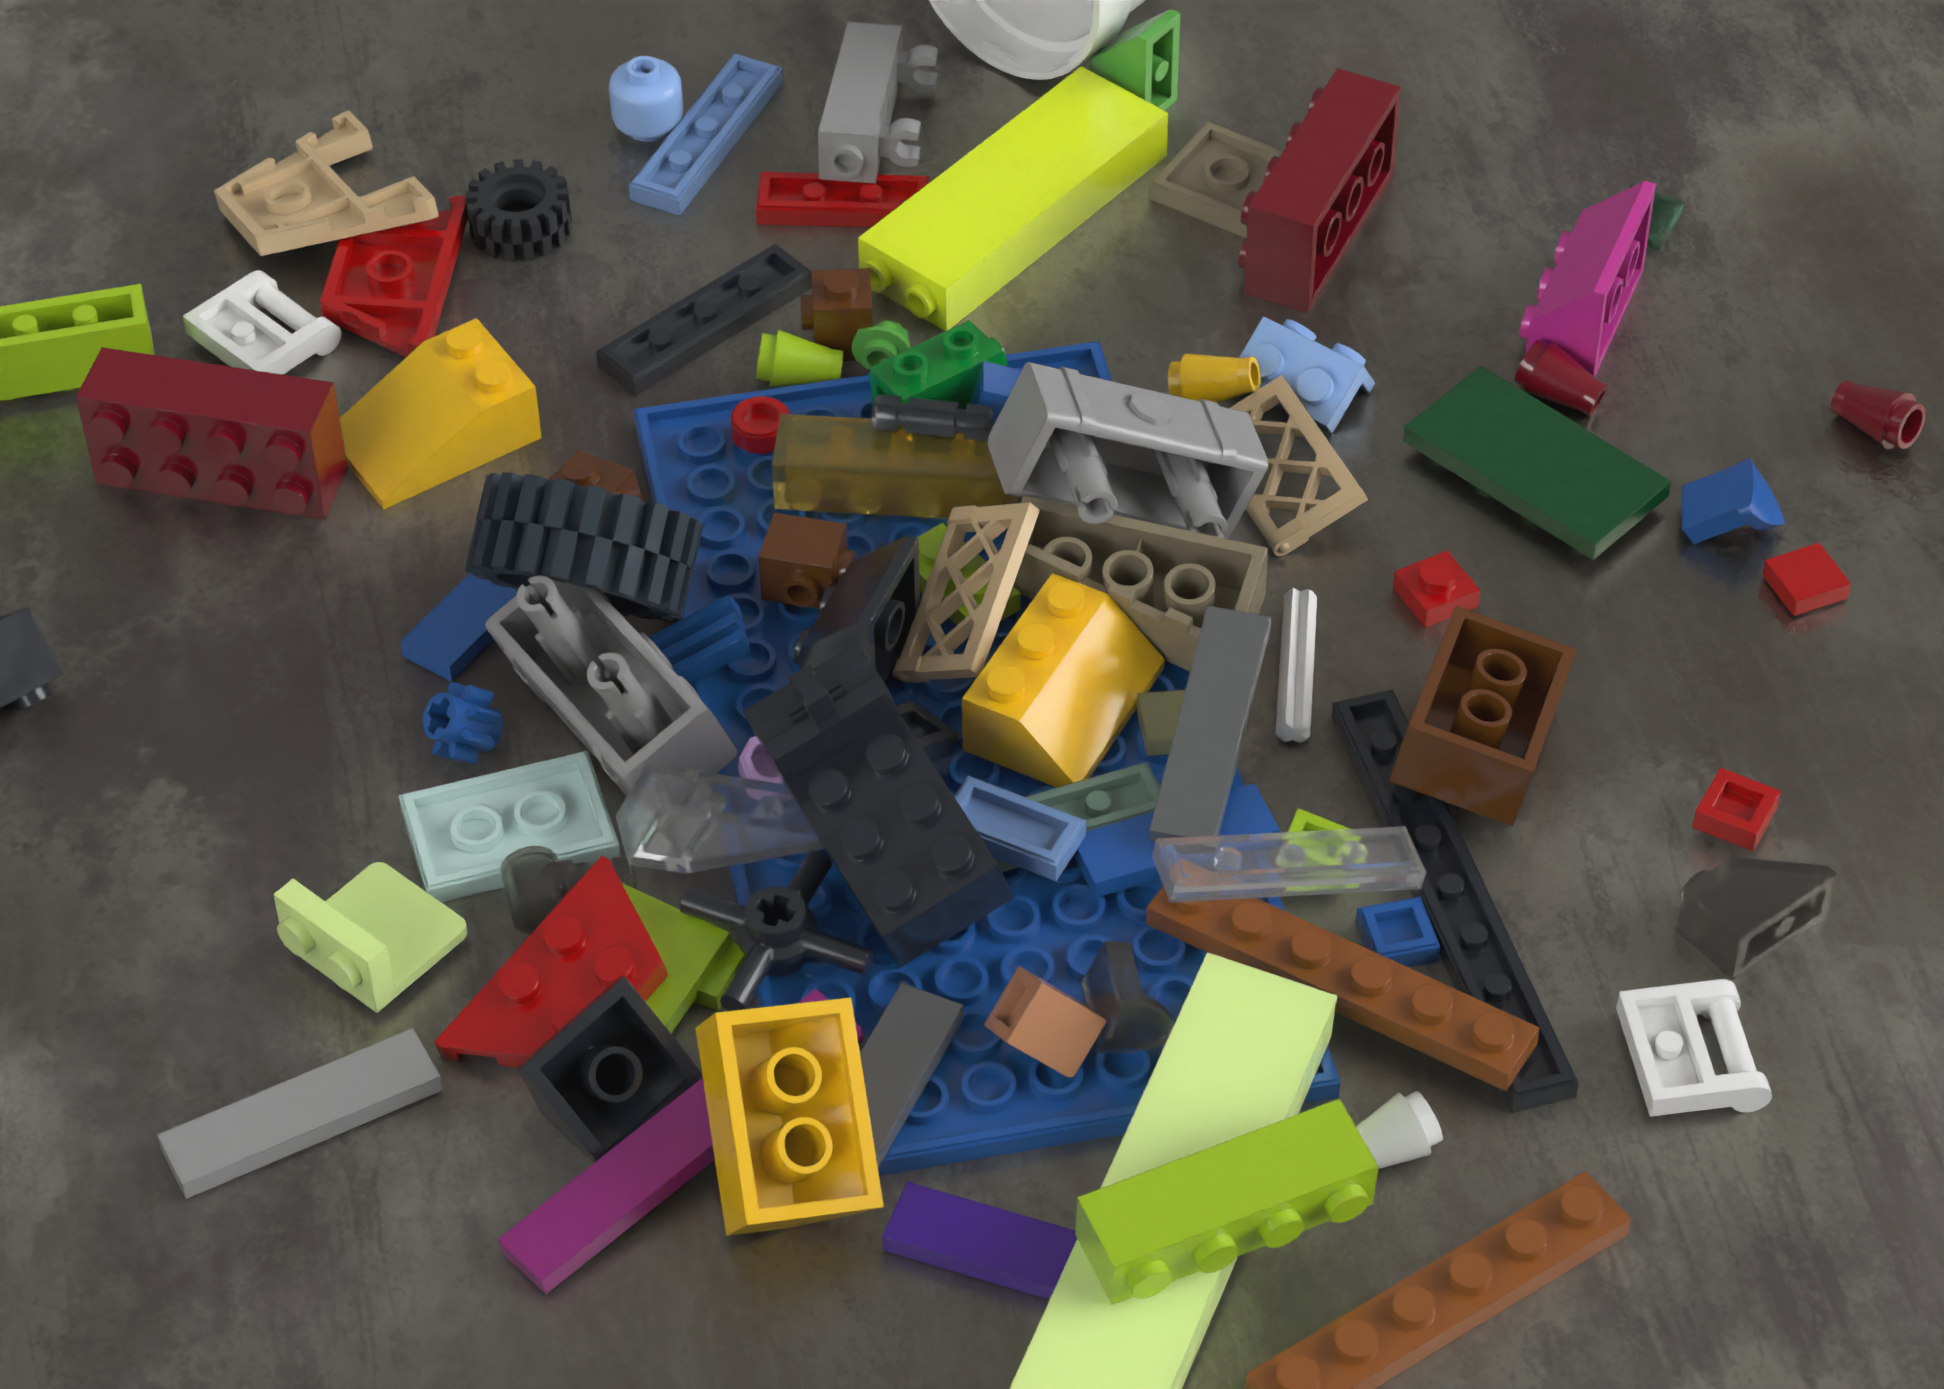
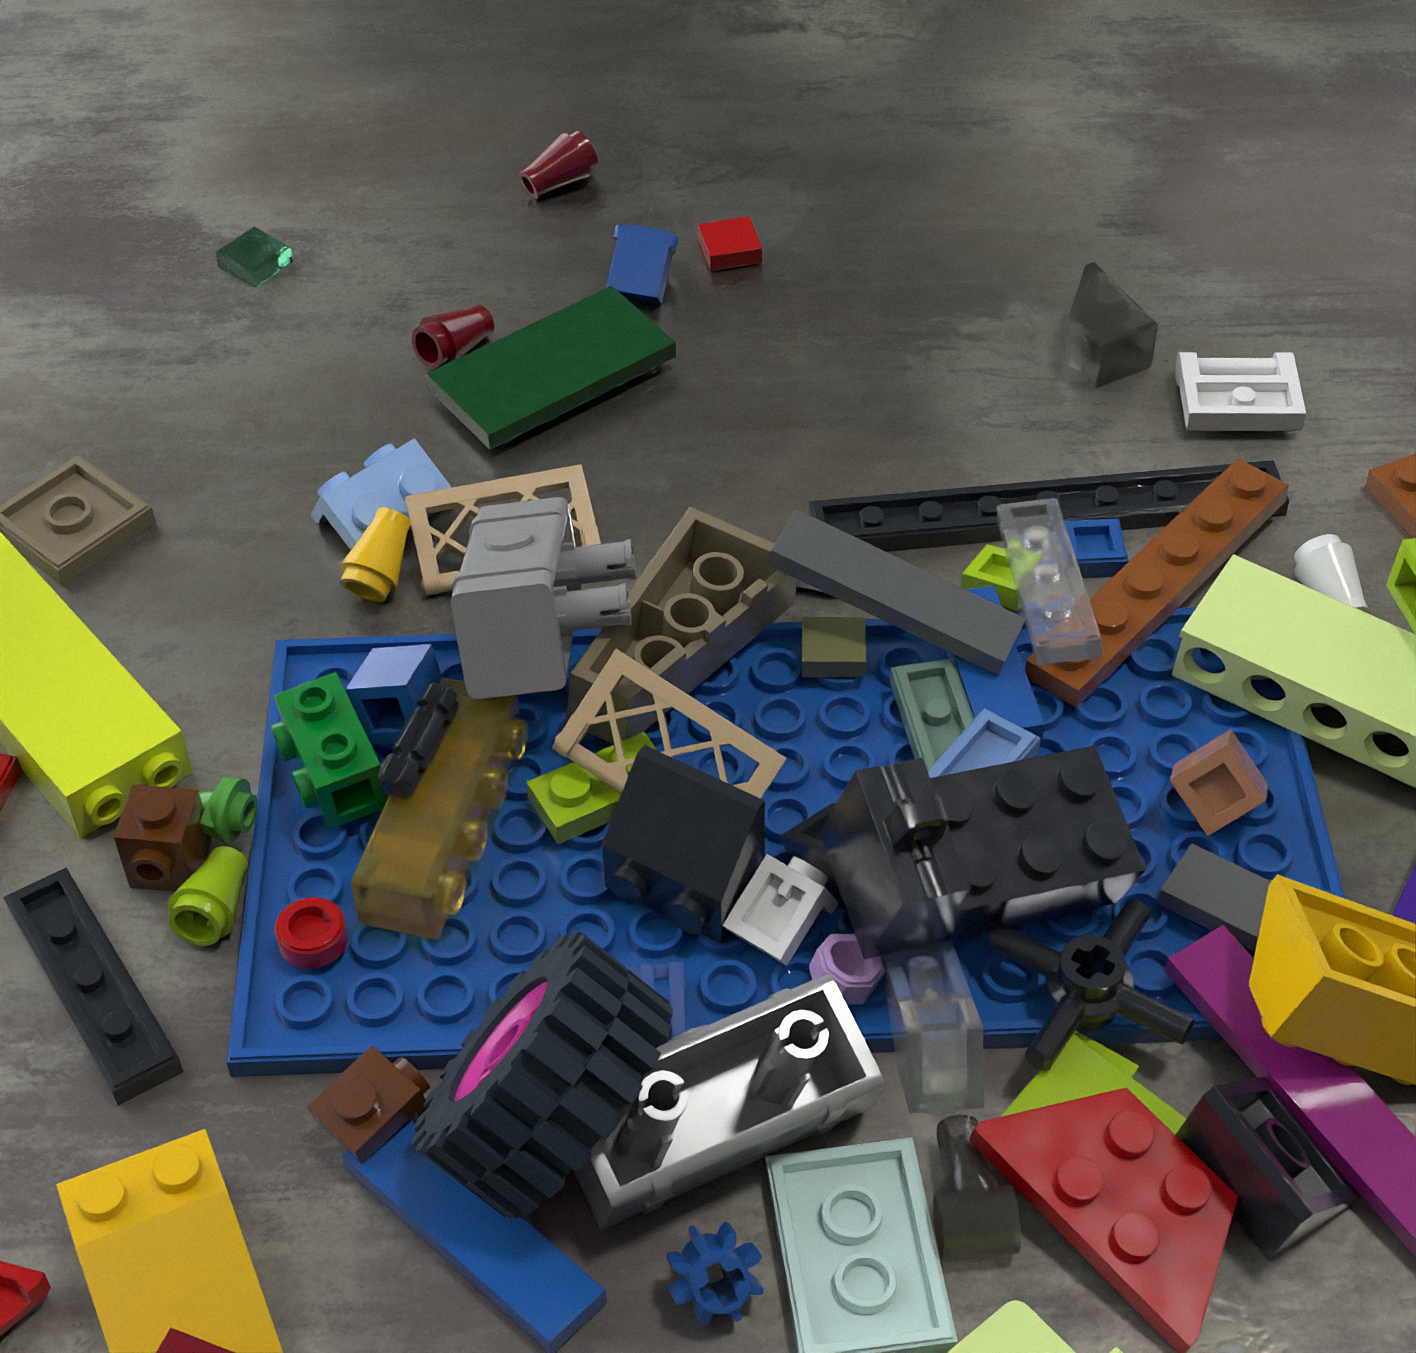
camera: 80 degrees left, 0 degrees up
(802, 559) = (557, 896): reddish brown brick -> none
(1059, 685) = (791, 712): yellow slope -> none
(1115, 993) = (1192, 718): clear smoke tile -> none
(1319, 190) = (161, 427): dark red brick -> none
(1435, 588) = (683, 459): red plate -> none
(1483, 715) = (887, 428): reddish brown brick -> none
(1593, 277) = (354, 275): dark pink slope -> none
(1736, 809) = (987, 320): red plate -> none

